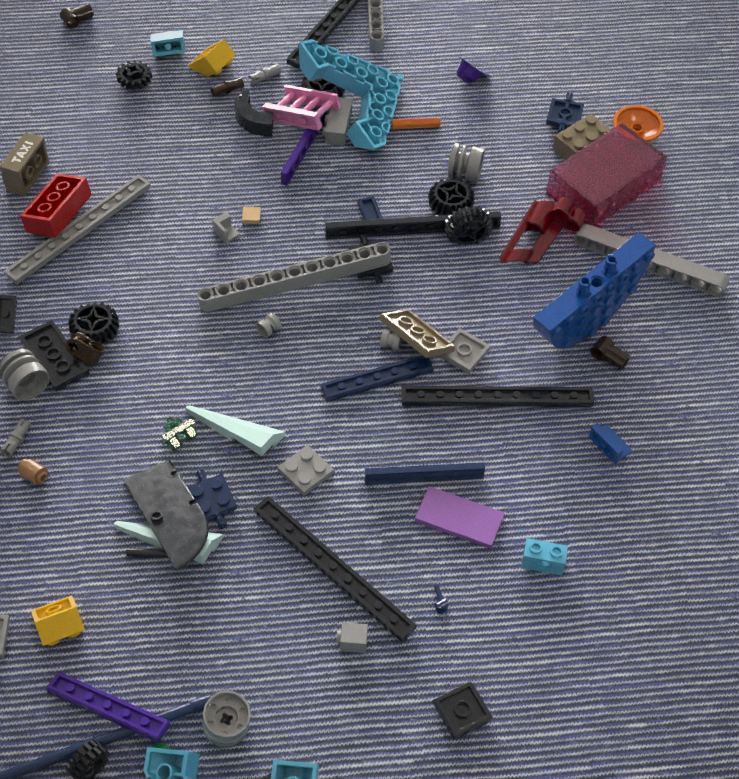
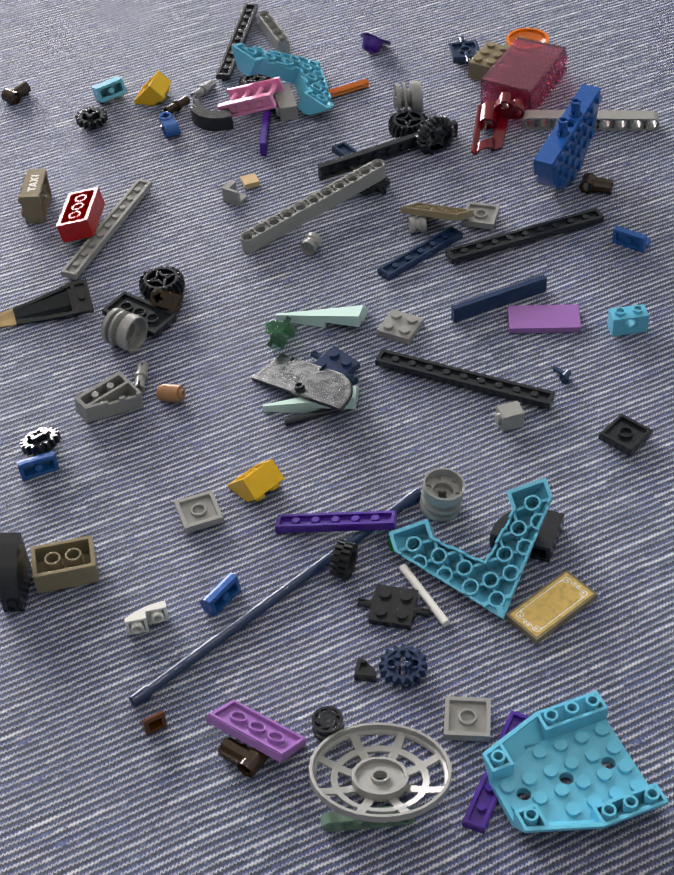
camera: 15 degrees left, 10 degrees down
(204, 111) = (169, 125): none -> blue piece

